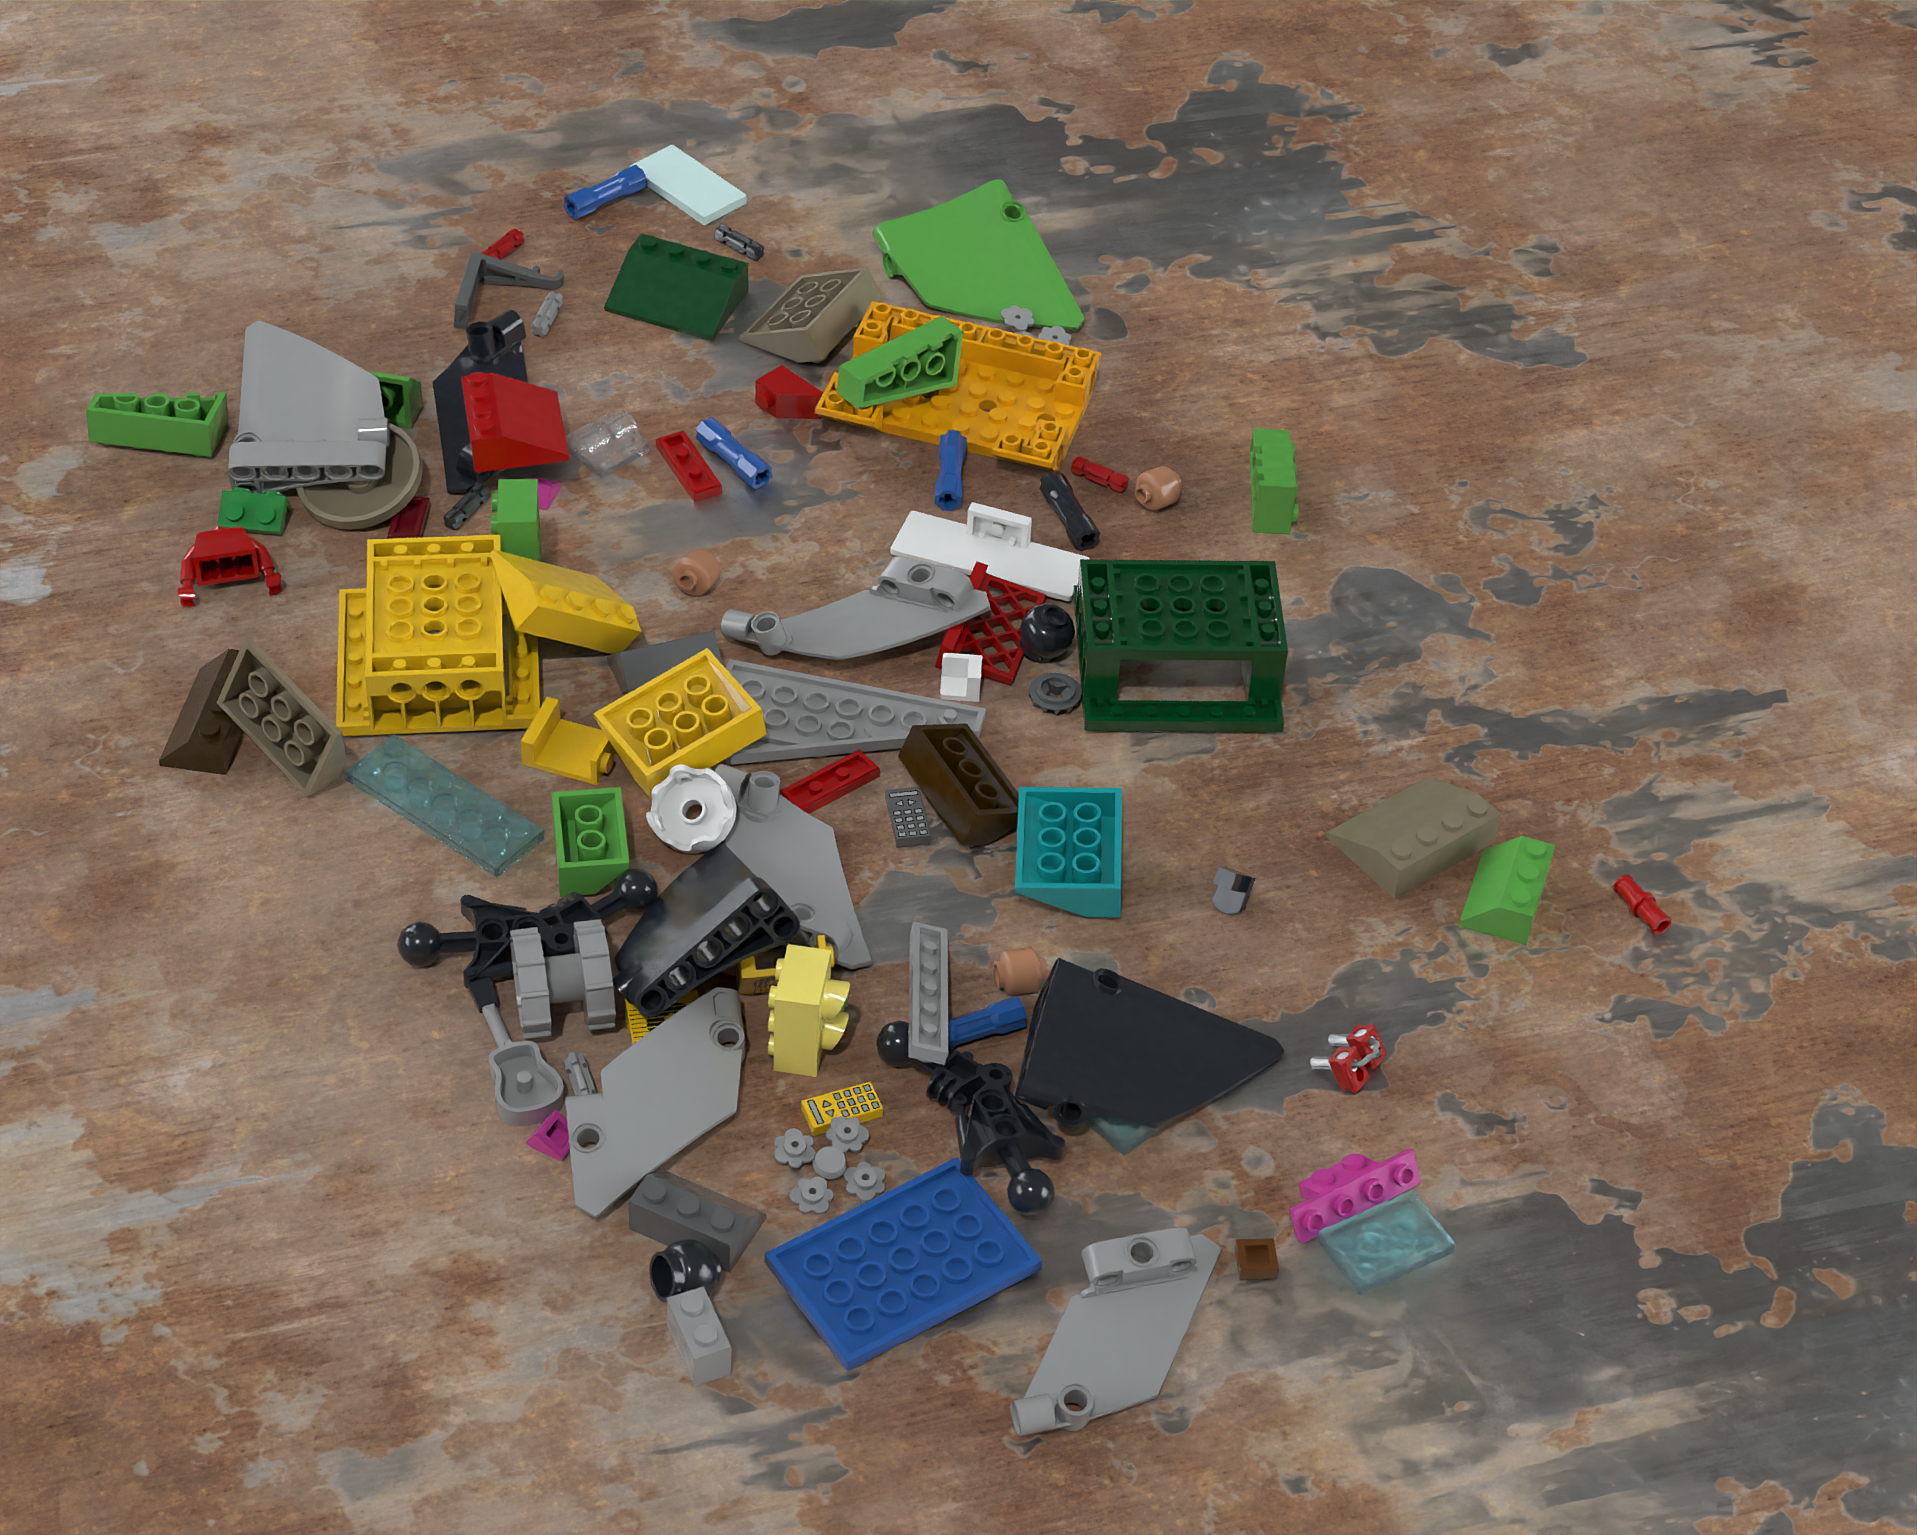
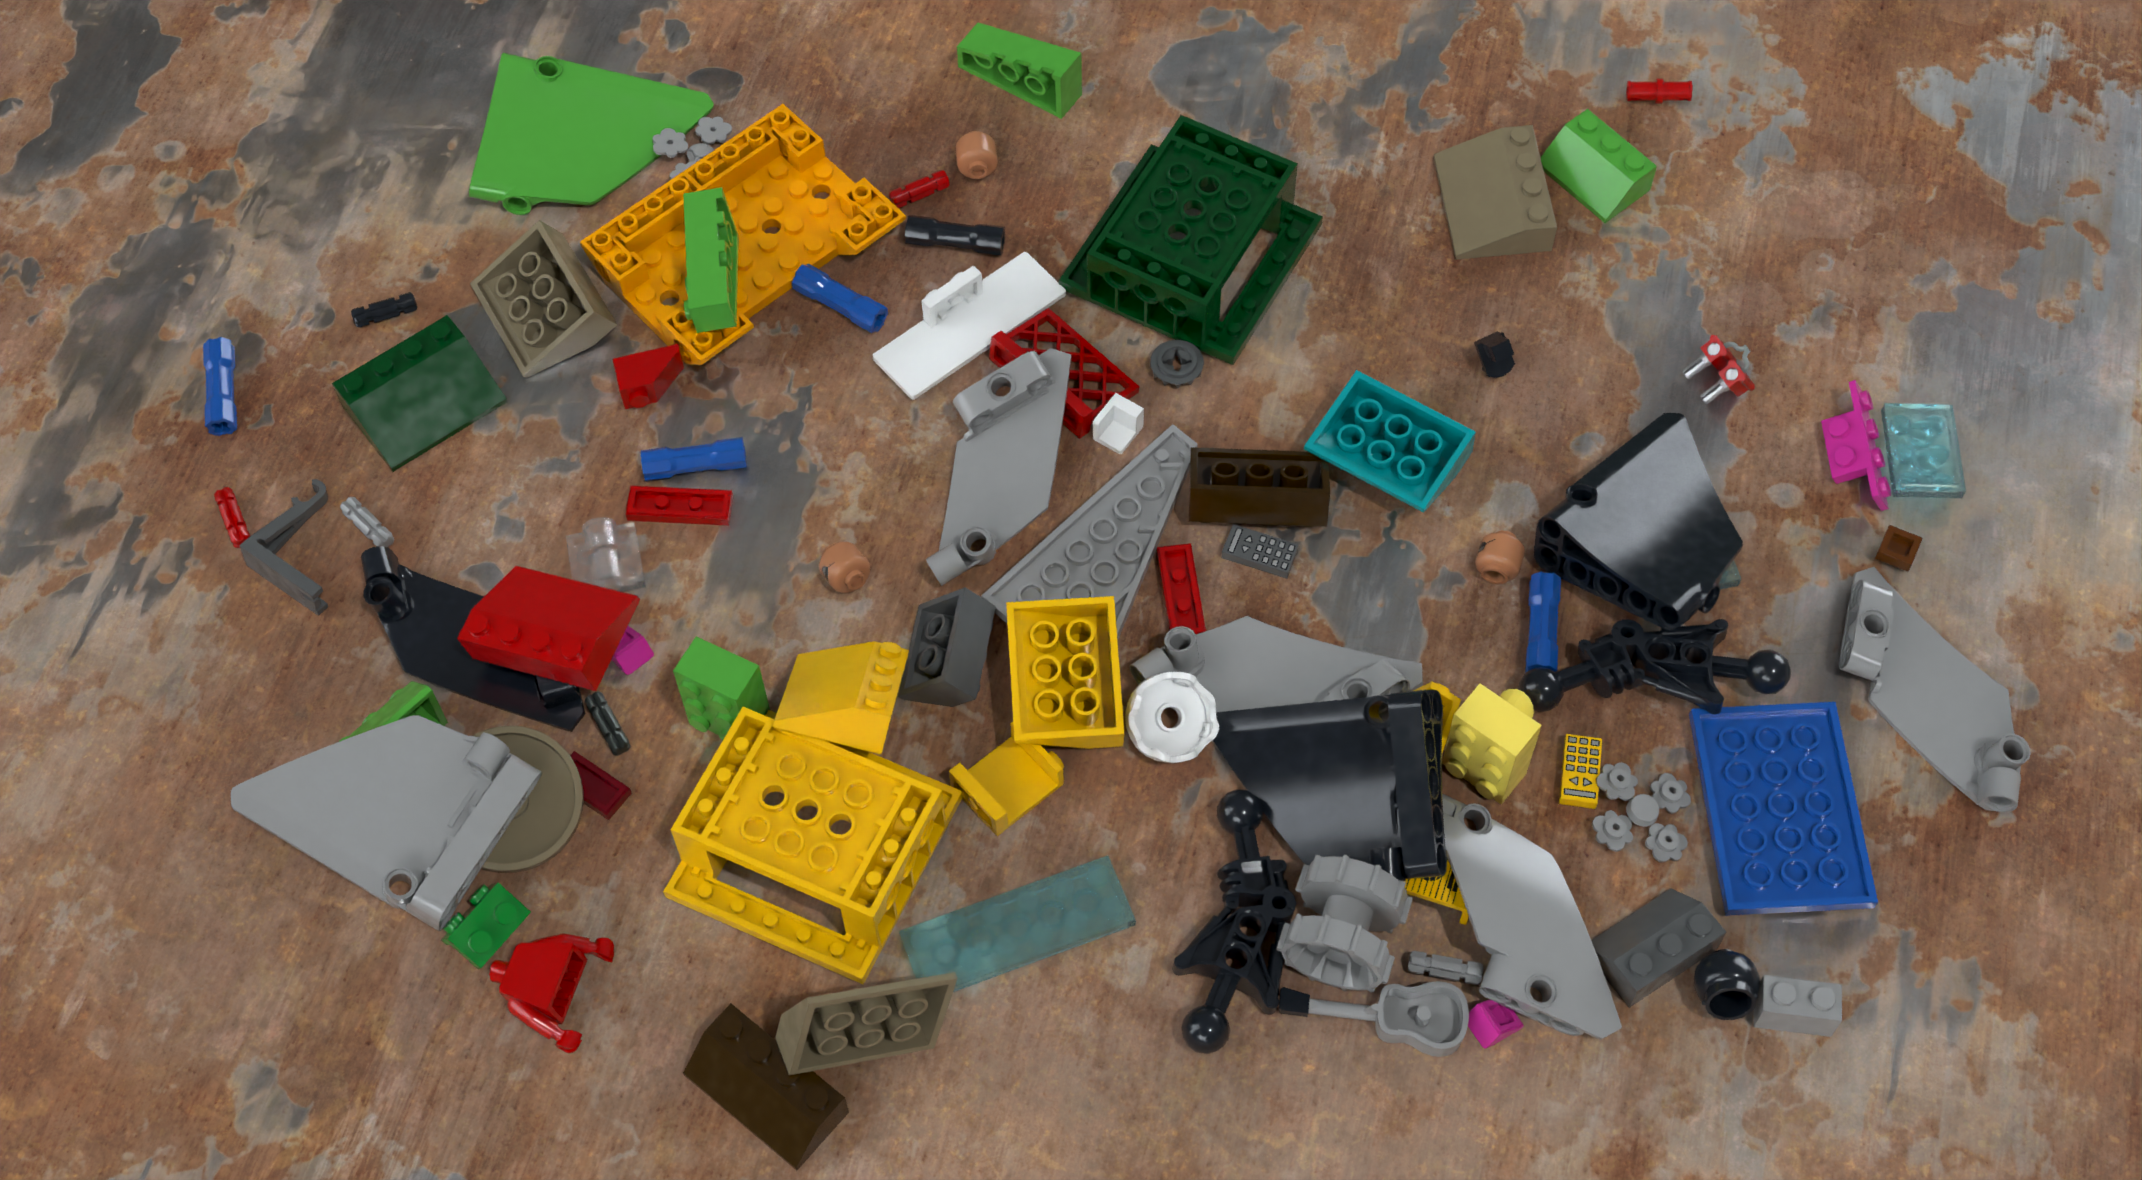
camera: 55 degrees left, 15 degrees up
(158, 422) = (287, 957): bright green wedge -> none
(589, 839) = (1159, 821): bright green slope -> none
(690, 185) = (261, 310): light aqua tile -> none
(928, 993) = (1508, 637): light grey plate -> none
(1046, 632) = (1112, 330): black piece -> none

